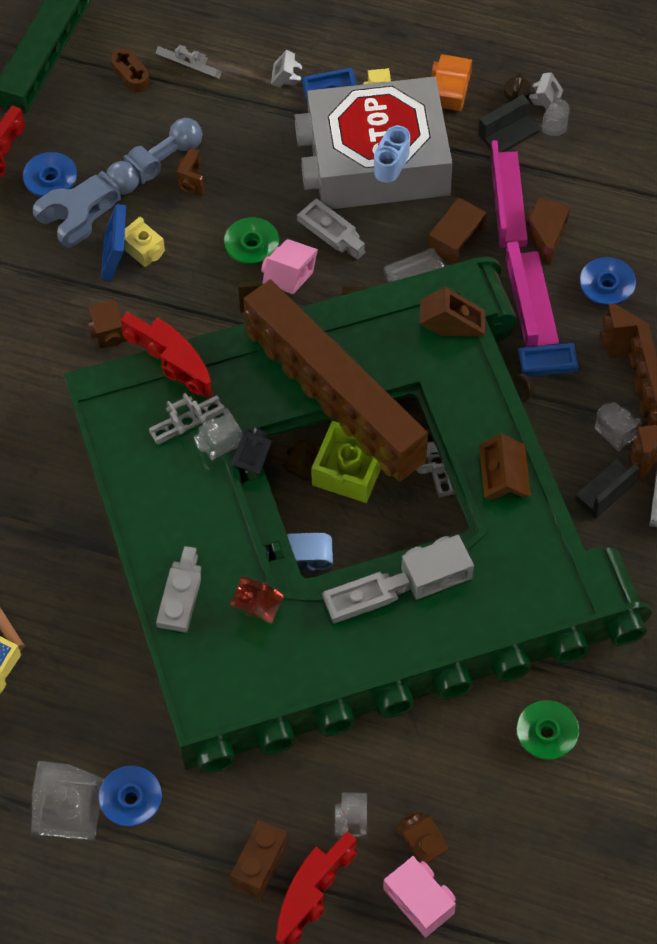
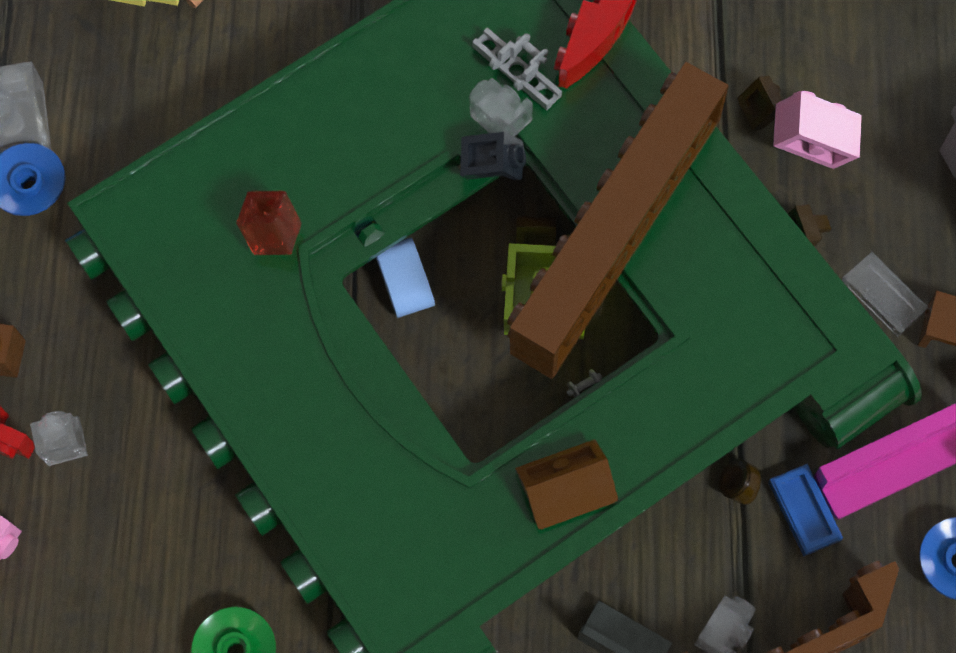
camera: 75 degrees right, 10 degrees up
(180, 593) = (269, 137): light grey hinge -> none
(251, 232) = (849, 61): green dish -> none
(332, 228) = (908, 168): light grey hinge -> none
(364, 595) = (321, 353): light grey hinge -> none
(422, 836) = (52, 529): reddish brown bracket -> none
(437, 566) = (387, 432): light grey brick -> none
(451, 314) = (786, 347): reddish brown slope -> none

